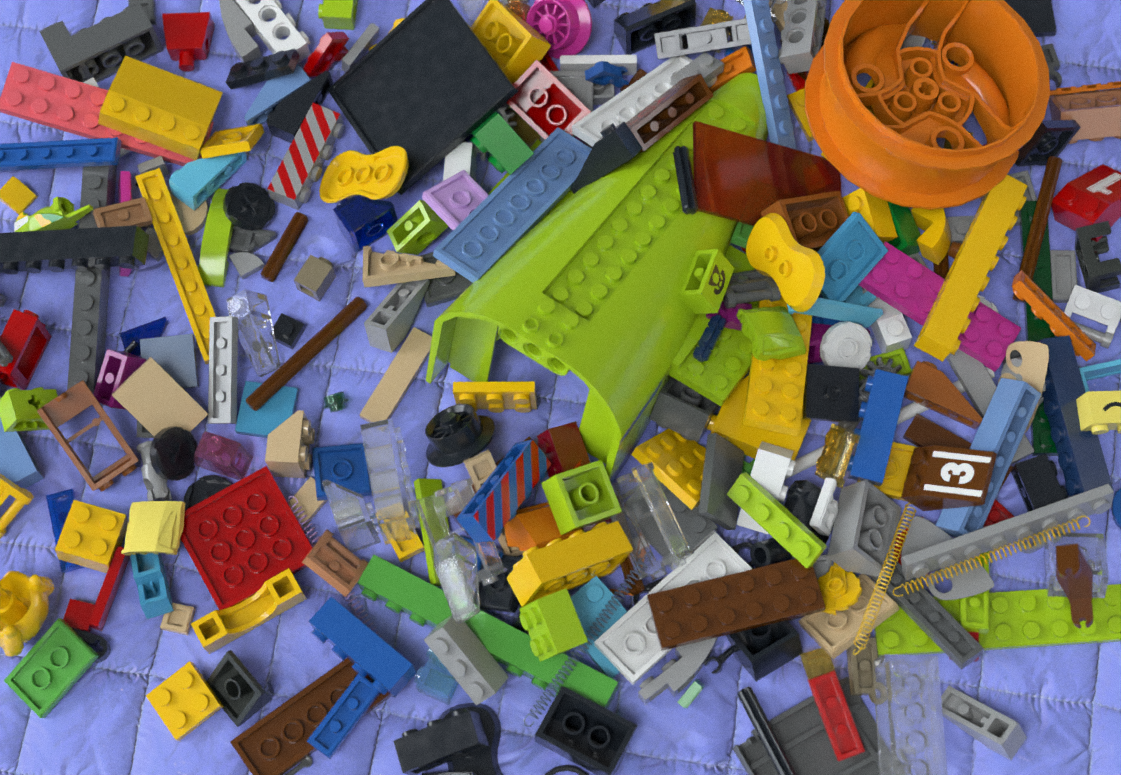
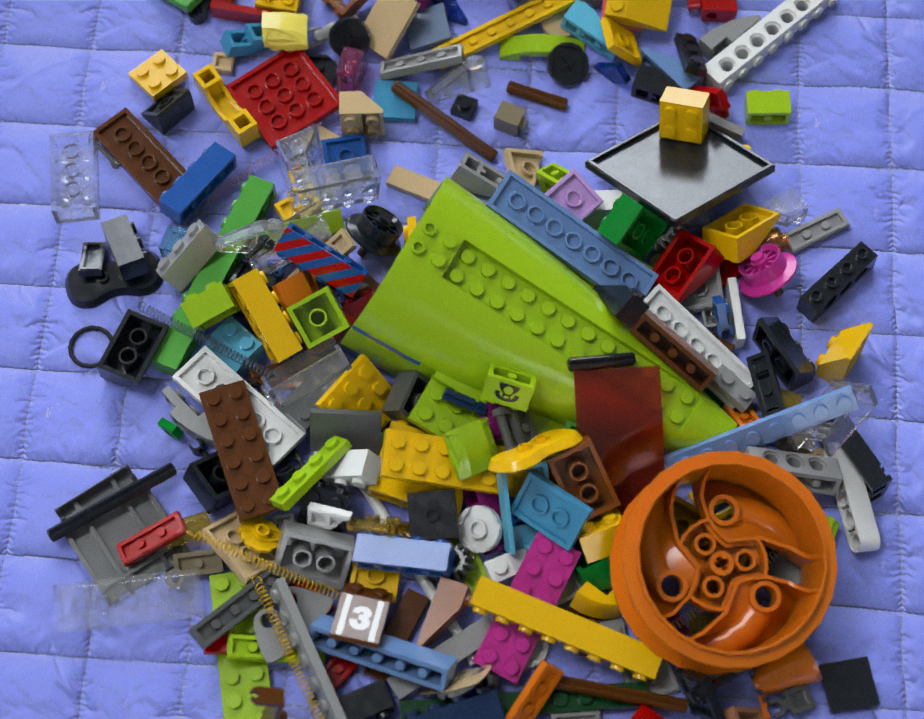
camera: 80 degrees right, 5 degrees down
(246, 263) = (519, 70): light grey tile -> none
(250, 241) = (539, 71): dark grey tile -> none
(267, 158) = (613, 72): none -> clear blue tile
(306, 156) = (617, 99): light grey brick -> none
(335, 402) = (404, 147): plate -> none
(335, 563) = (259, 156): nougat plate -> none
(344, 716) = (142, 177): blue tile -> none
(354, 77) = (684, 115): none -> yellow brick
(364, 220) = (557, 140): clear blue slope -> none
(366, 175) = (598, 137): yellow plate -> none
(469, 558) = (261, 240): none -> black hand
(983, 723) = (151, 661): light grey slope -> none

